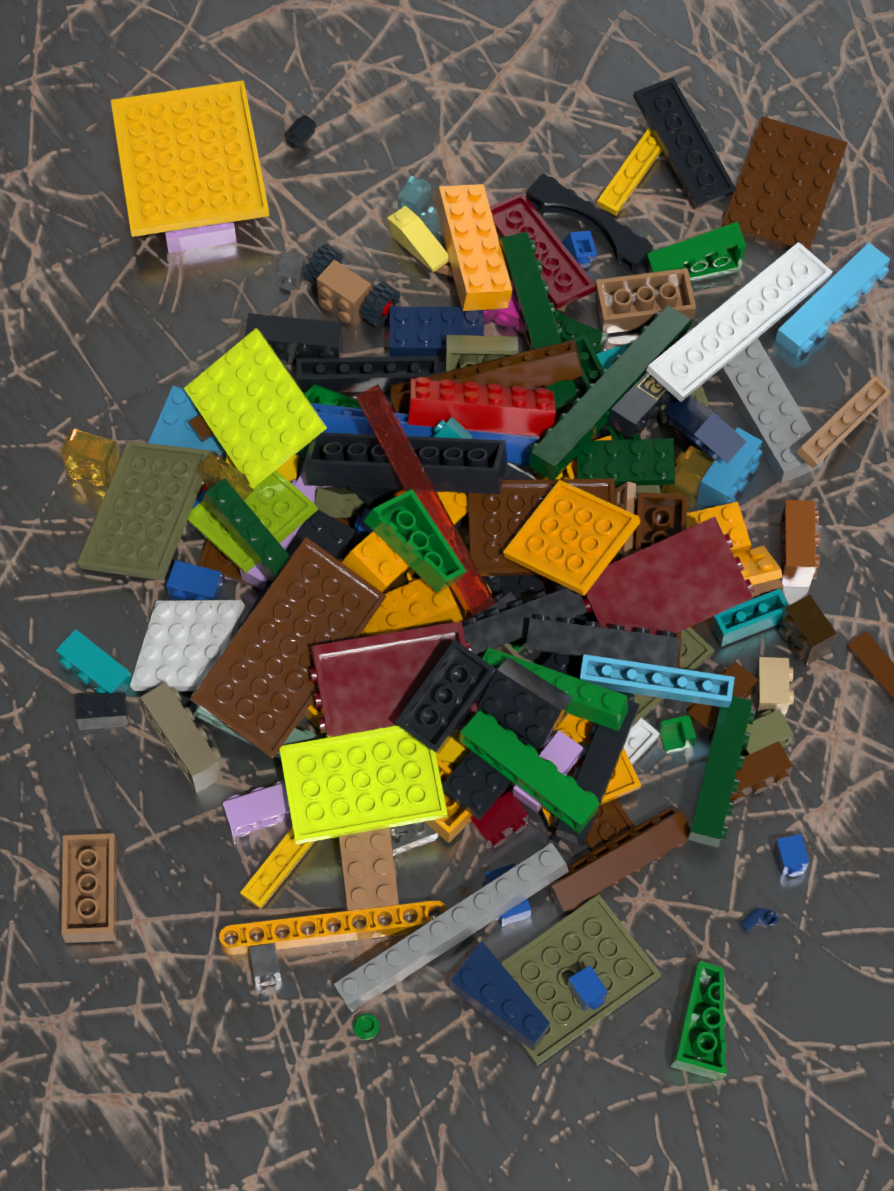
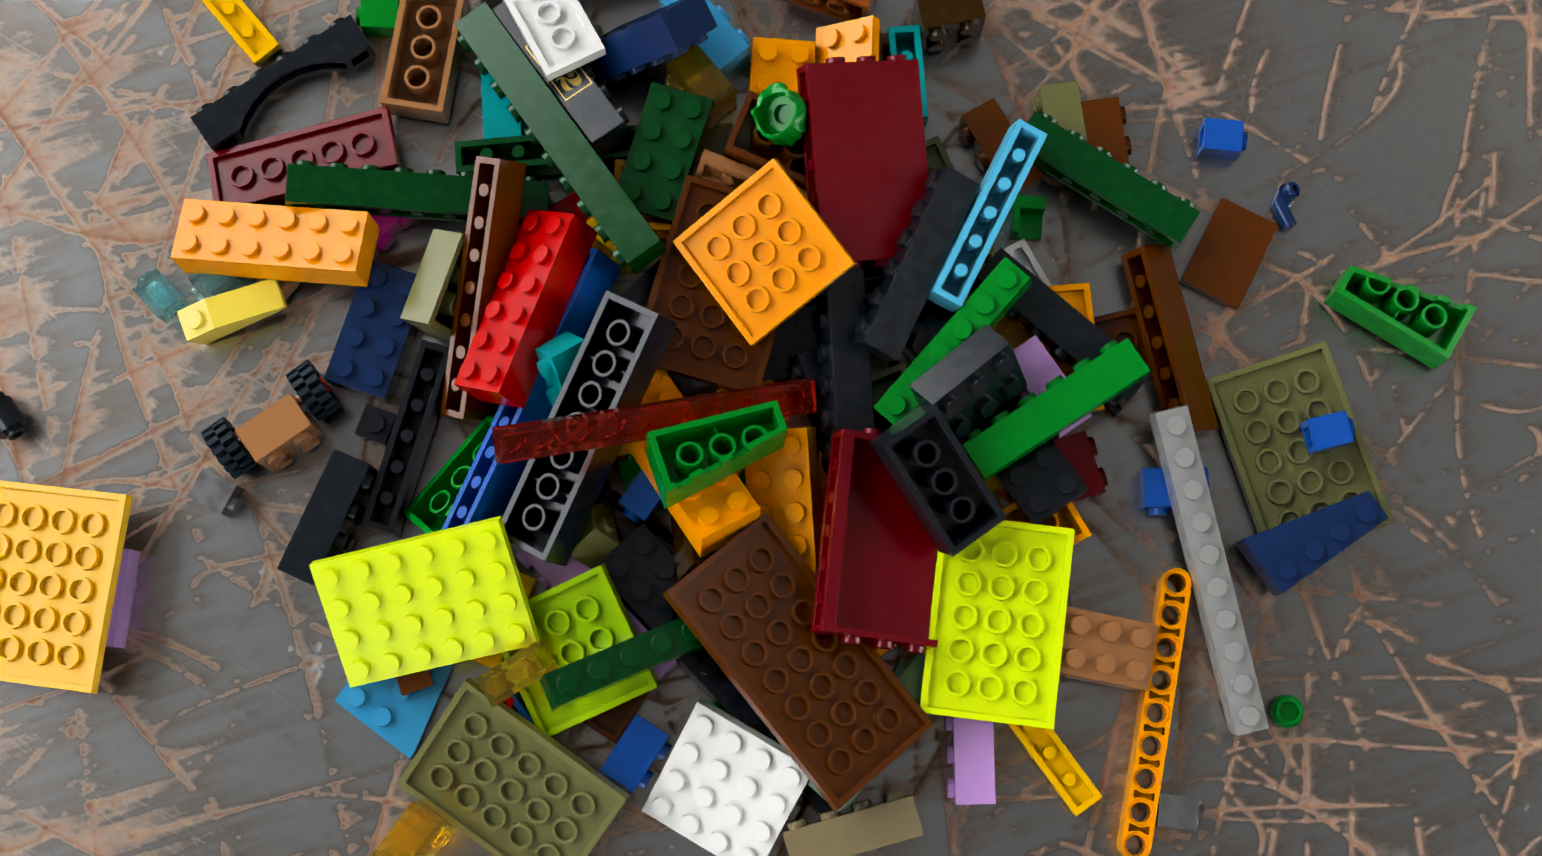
camera: 70 degrees left, 15 degrees up
(370, 347) = (375, 425): none -> black brick
(573, 329) = (440, 149): dark green plate -> none
(581, 247) = (317, 106): blue brick -> none
(674, 516) = (780, 115): none -> green hair
(705, 888) = (1229, 253): none -> reddish brown tile
(773, 684) = (999, 80): tan brick -> none

